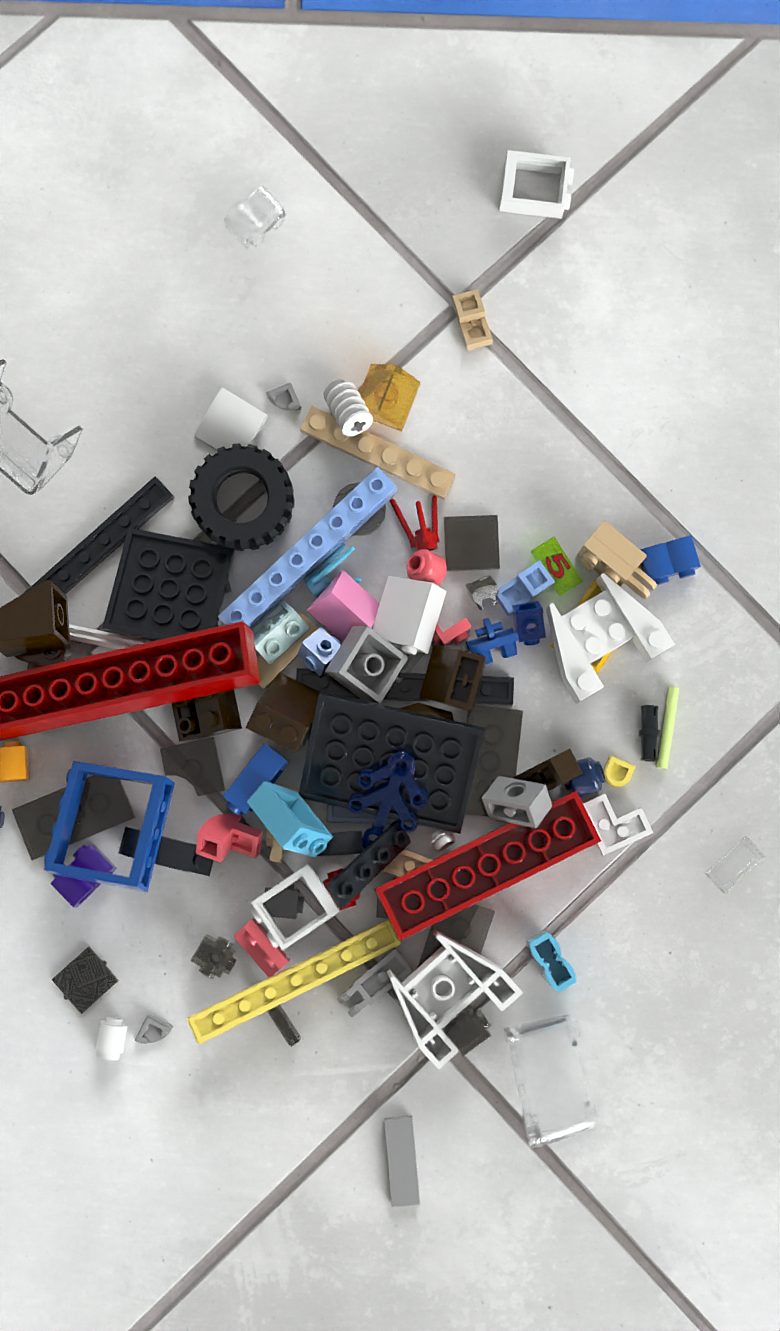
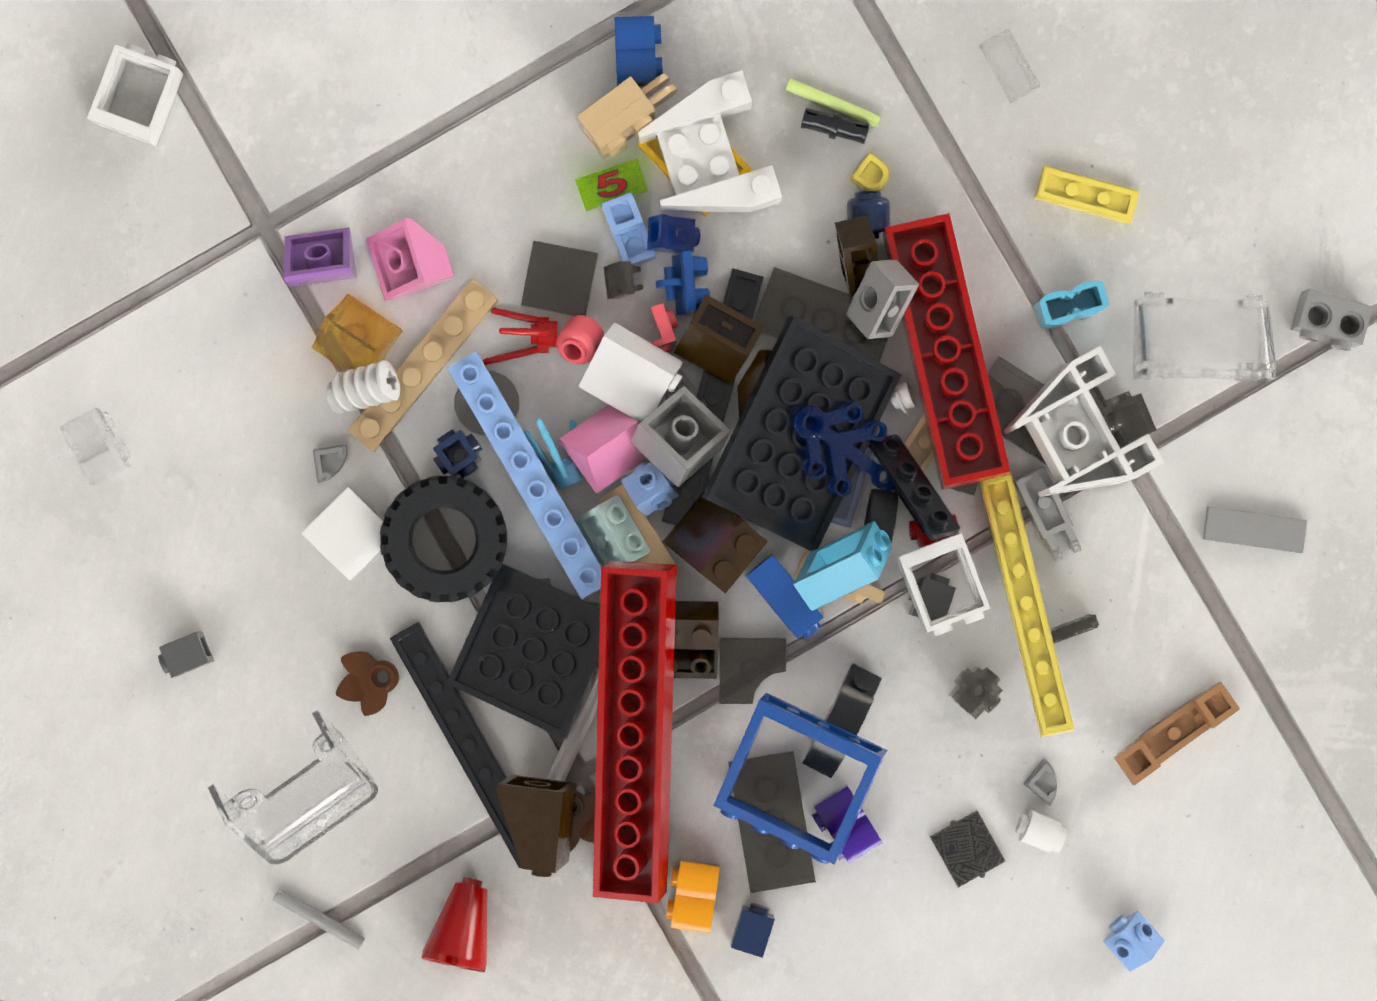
camera: 75 degrees left, 5 degrees up
(36, 1137) = (1133, 940): none -> light blue brick
(107, 322) = (185, 654): none -> dark grey brick
(116, 464) = (363, 682): none -> reddish brown plate
(217, 1132) = (1175, 732): none -> medium nougat slope
(227, 833) = (838, 648): coral brick -> none
(258, 946) = (978, 636): coral bracket -> none
(312, 484) = (445, 449): none -> dark blue brick
(442, 352) = (319, 257): none -> medium lavender slope
(458, 421) = (408, 259): none -> bright pink slope
(472, 320) = (286, 212): tan slope -> none
(600, 1184) = (1332, 311): none -> light grey brick
(616, 831) = (940, 191): white plate -> none
(645, 954) = (1086, 194): none -> light yellow tile

